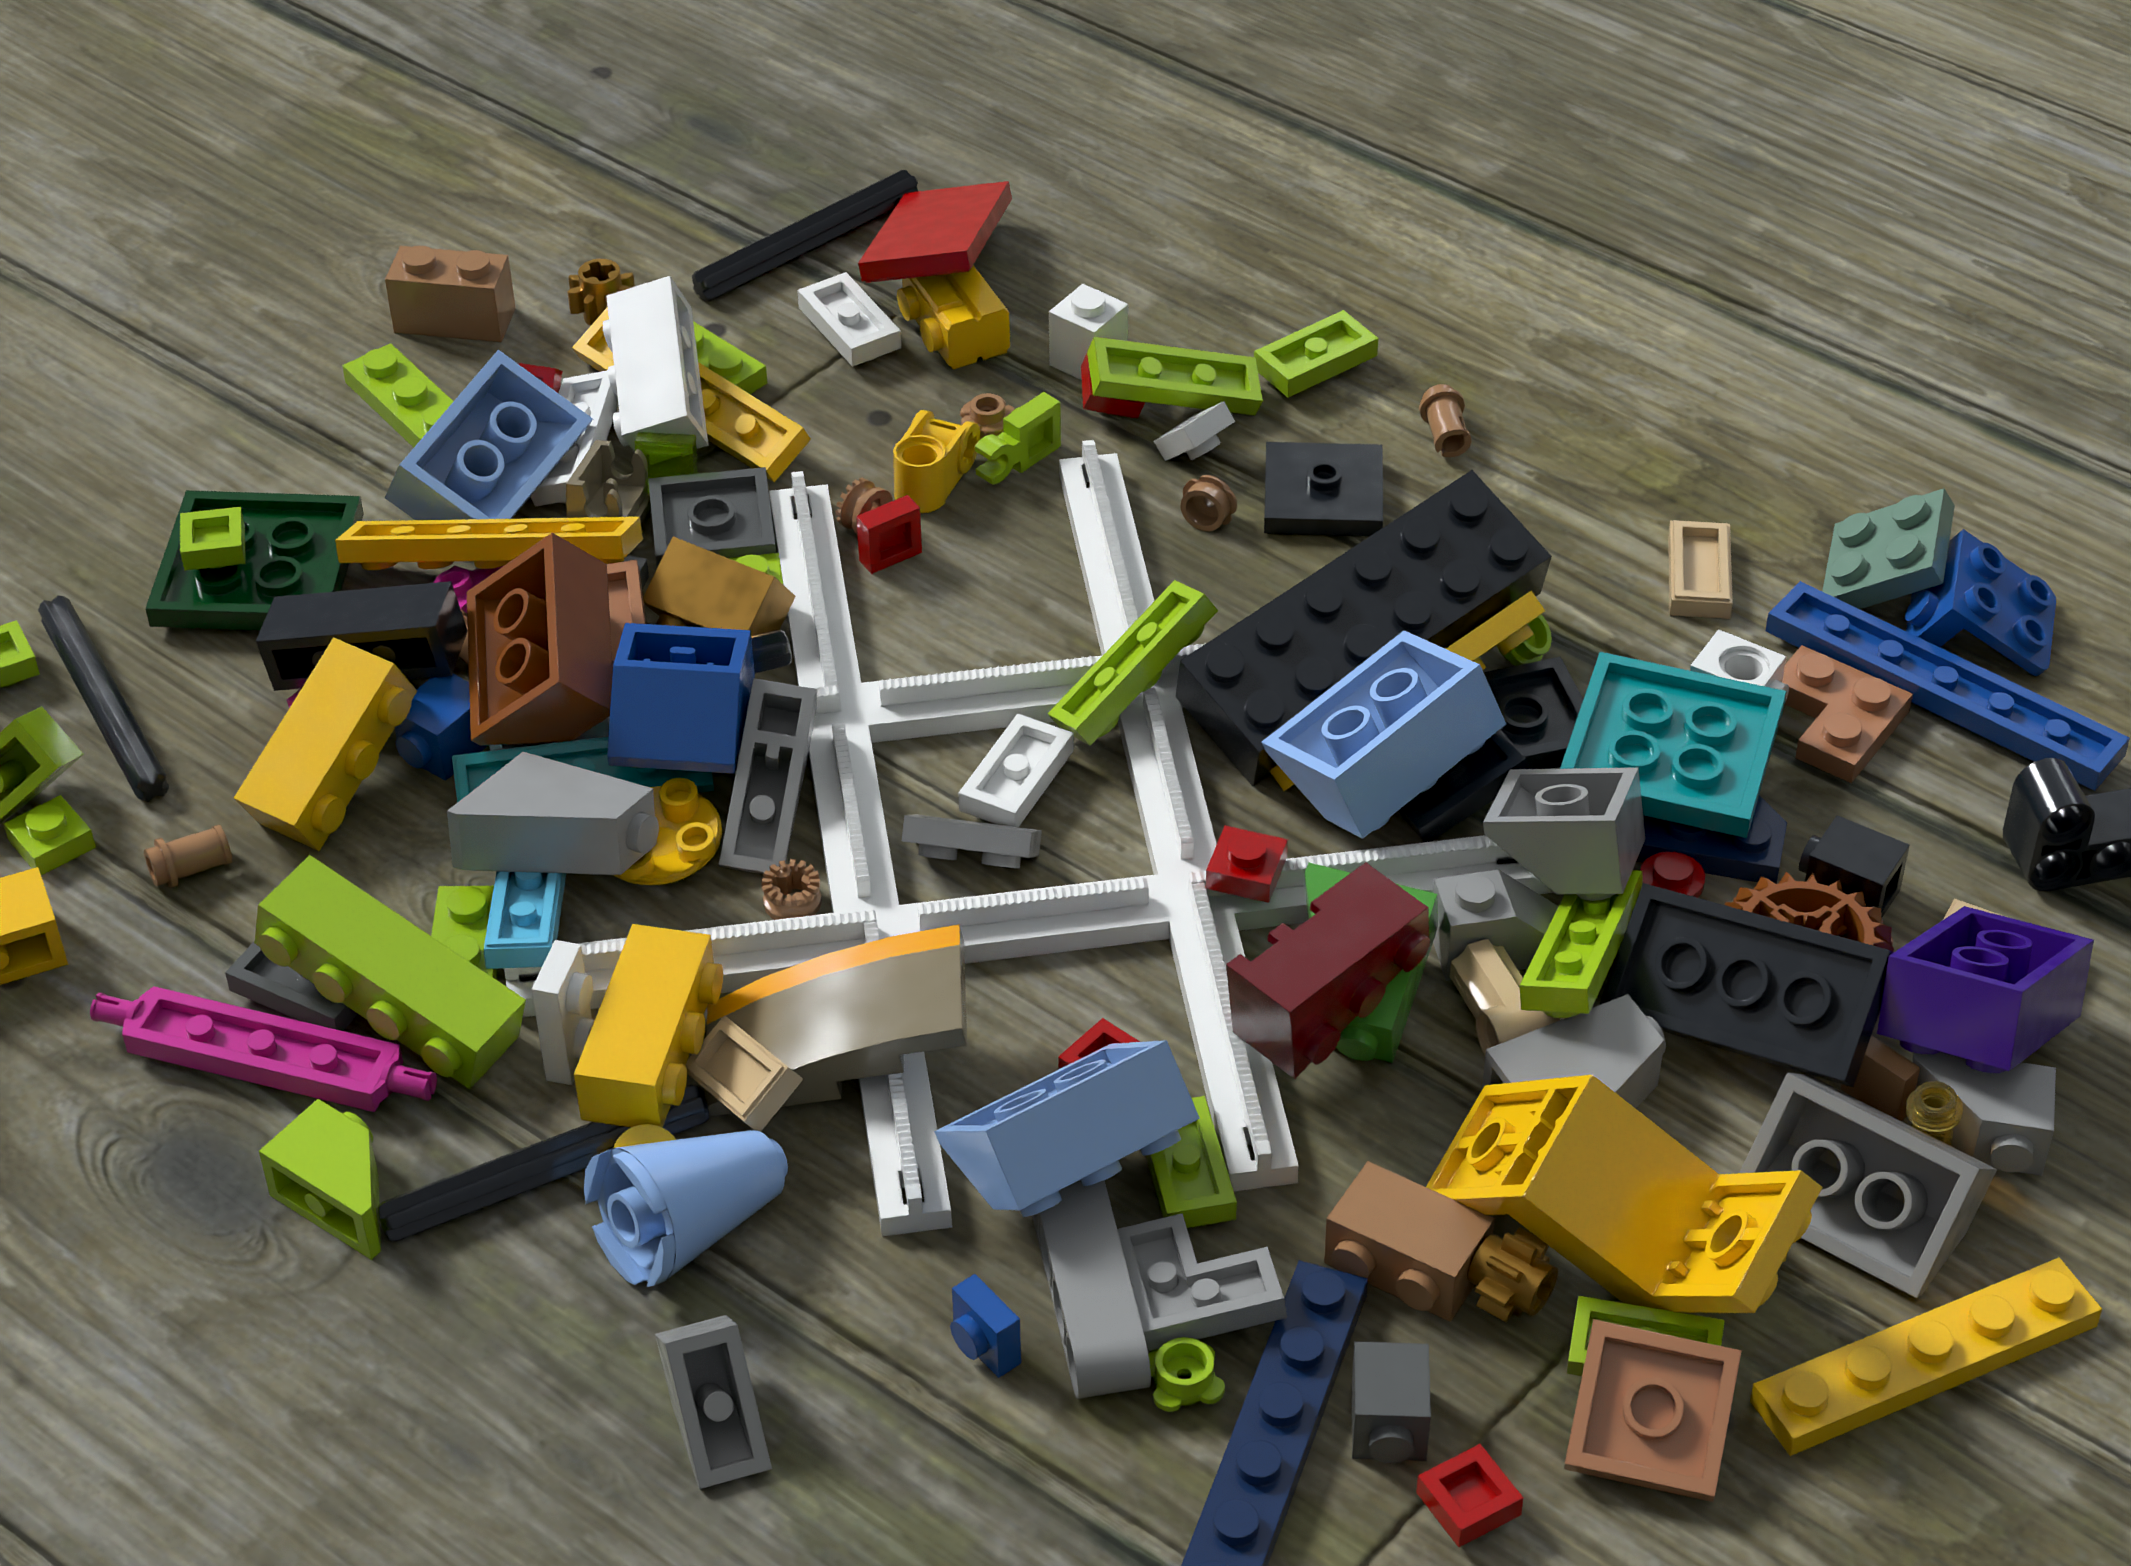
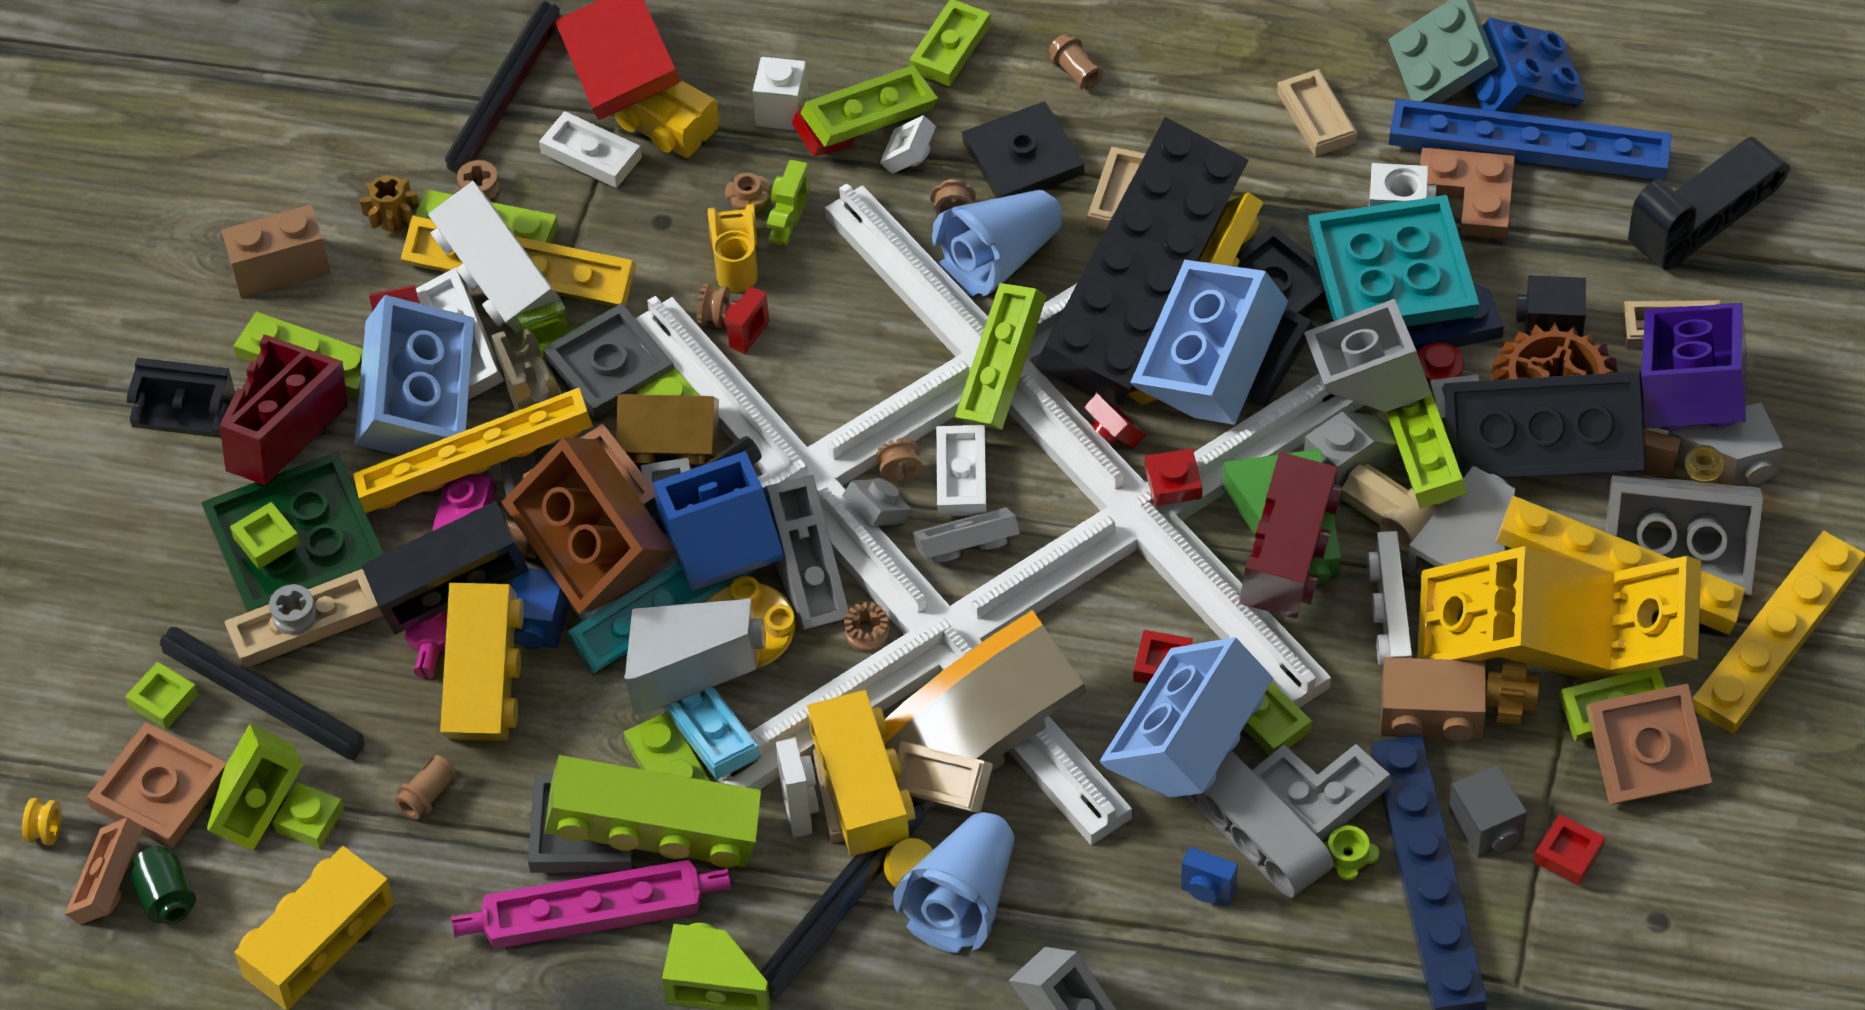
camera: 25 degrees left, 10 degrees up
(183, 641) = (338, 606): none -> tan plate
(185, 621) = (287, 598): none -> light grey bush
(252, 392) = (179, 397): none -> black hinge
(322, 430) = (280, 408): none -> dark red wedge
(713, 308) = (482, 169): none -> medium nougat bush
(895, 765) = (877, 502): none -> light grey plate
(954, 720) = (903, 452): none -> medium nougat bush
(1227, 546) = (994, 237): none -> light blue cone
(1227, 788) = (1113, 422): none -> plate
(1427, 1114) = (1389, 603): none -> white plate
(1829, 1254) = (1556, 534): none -> yellow plate

